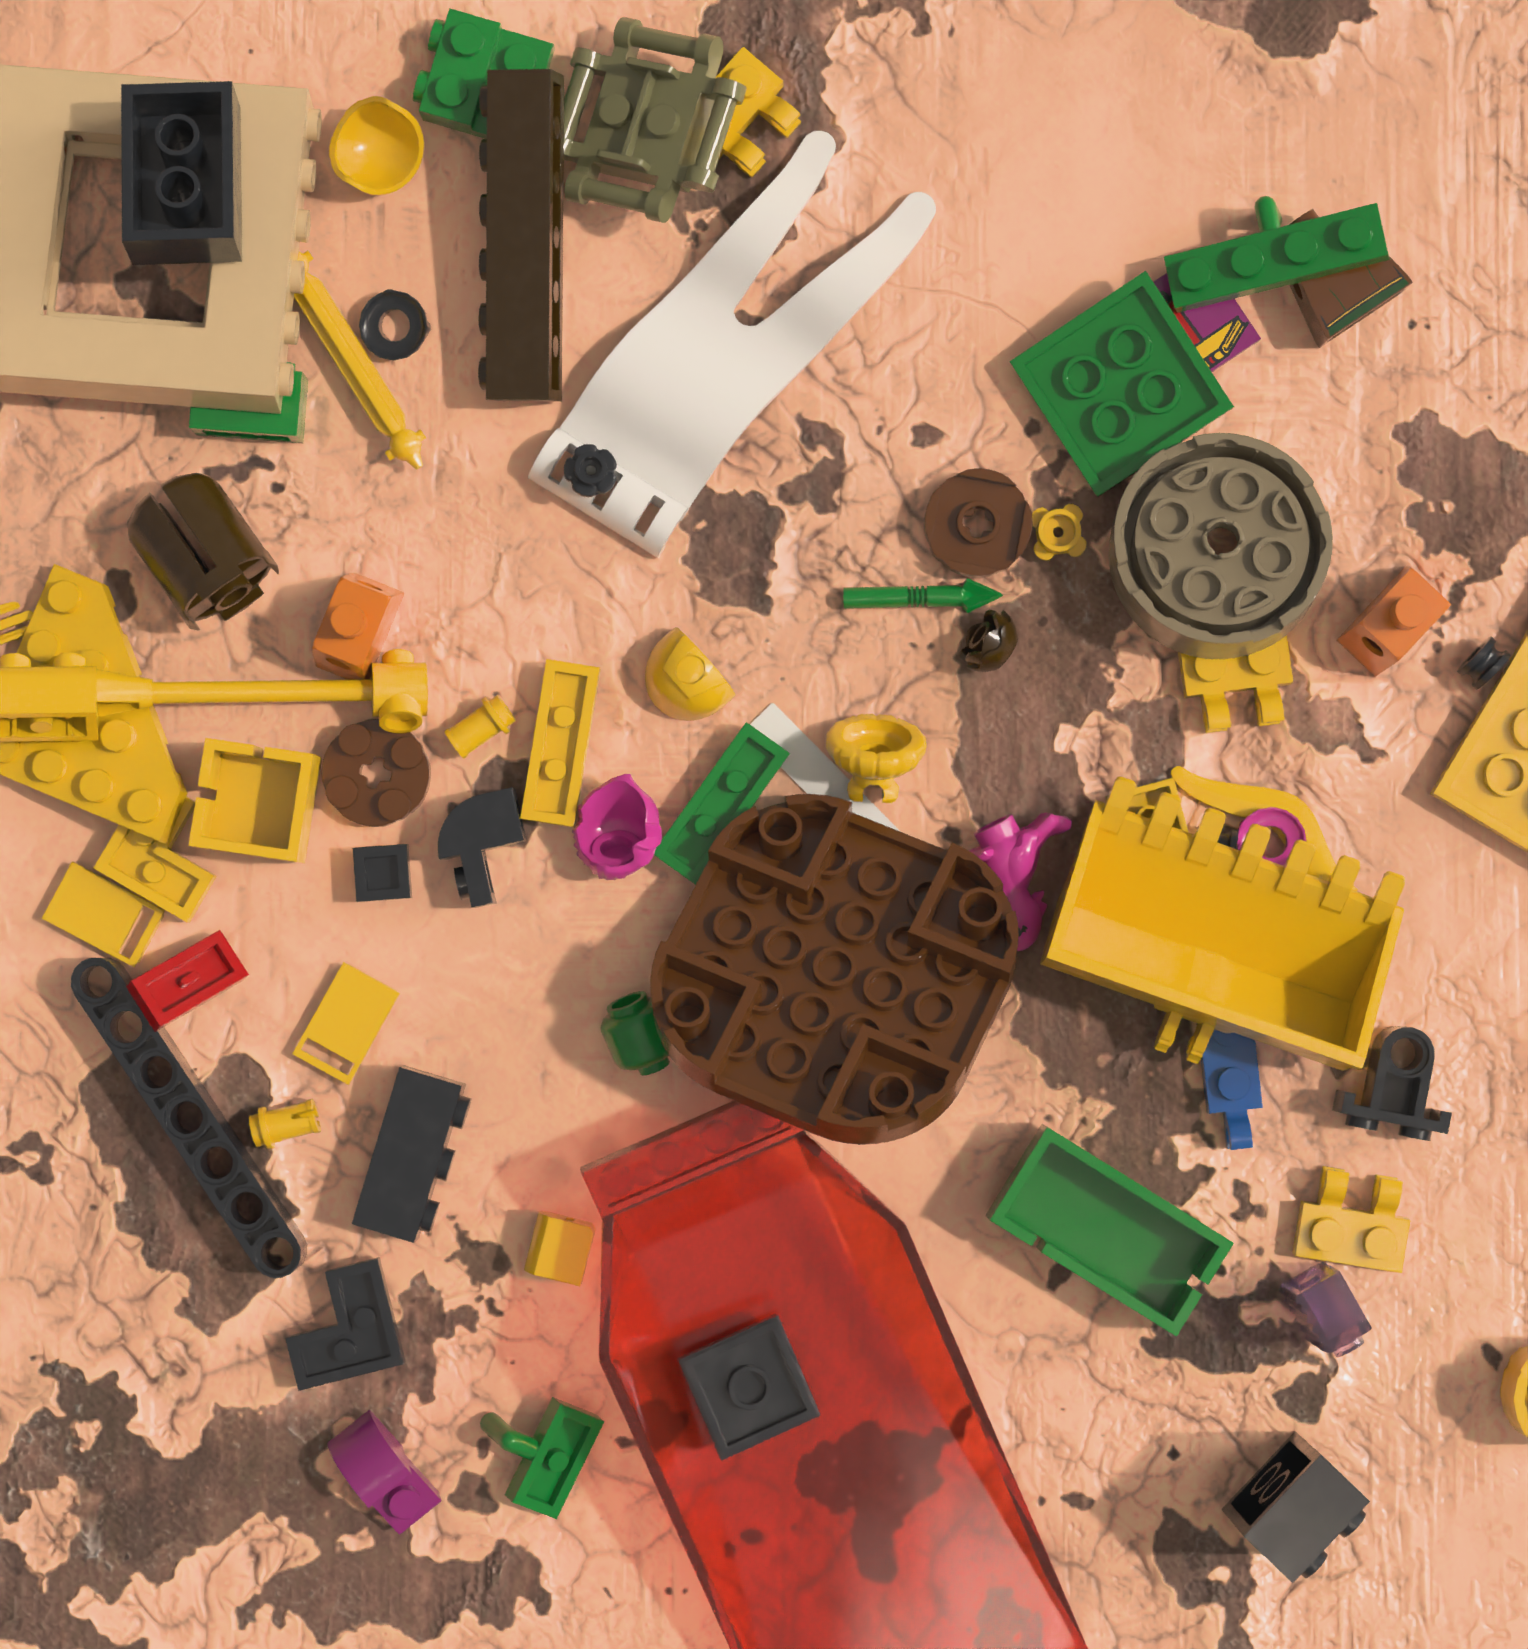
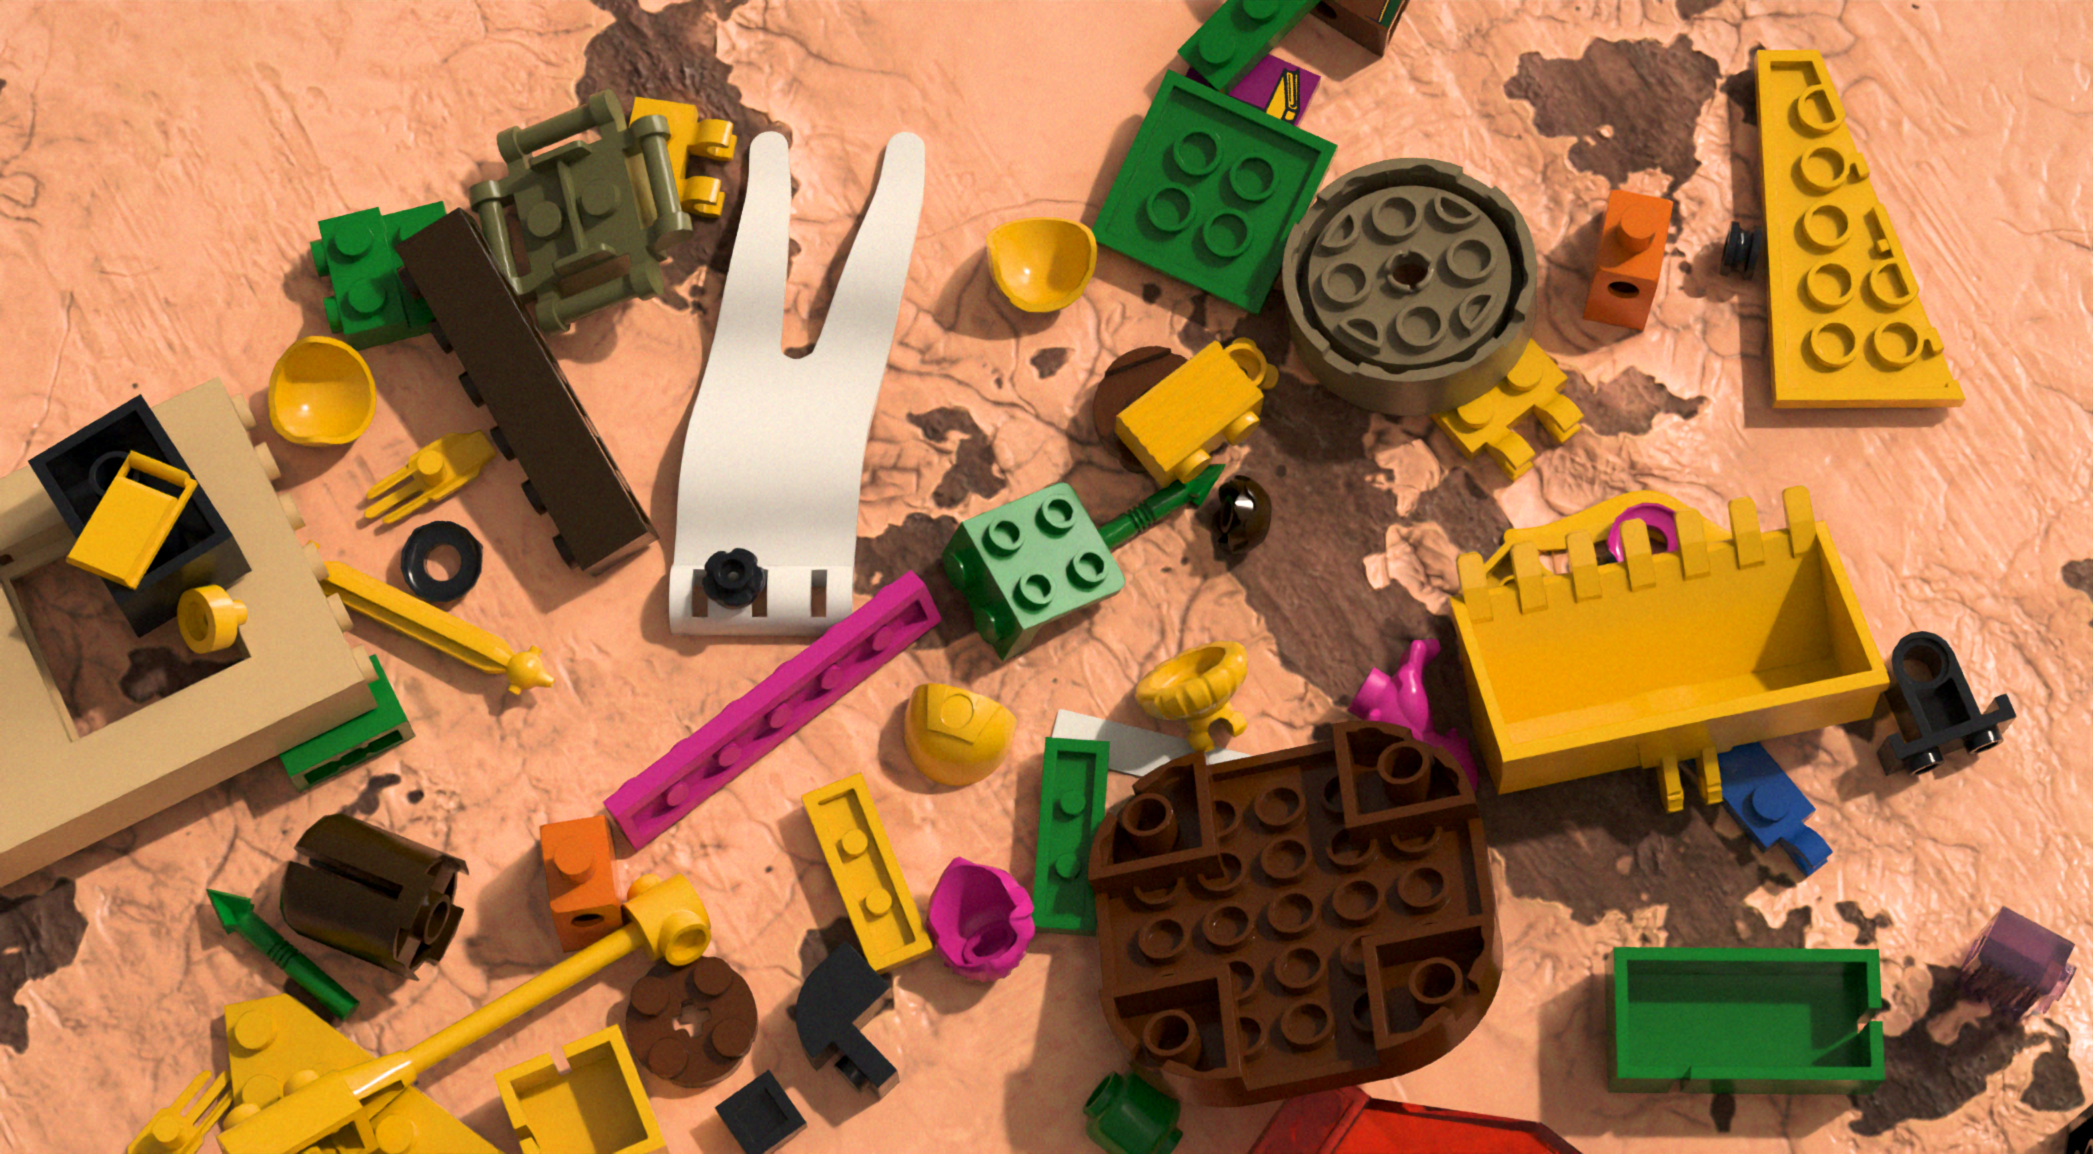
camera: 25 degrees left, 15 degrees down
(101, 503) = (237, 915): none -> green piece
(164, 183) = (130, 523): none -> yellow piece
(189, 284) = (209, 618): none -> yellow tile
(431, 253) = (436, 472): none -> yellow piece
(480, 726) = (773, 906): yellow pin -> none
(564, 583) = (772, 710): none -> dark pink plate
(814, 589) = (1030, 566): none -> bracket
(962, 359) = (1041, 261): none -> yellow helmet
(995, 549) = (1191, 416): none -> yellow brick
(1352, 1235) = (1971, 892): yellow plate -> none

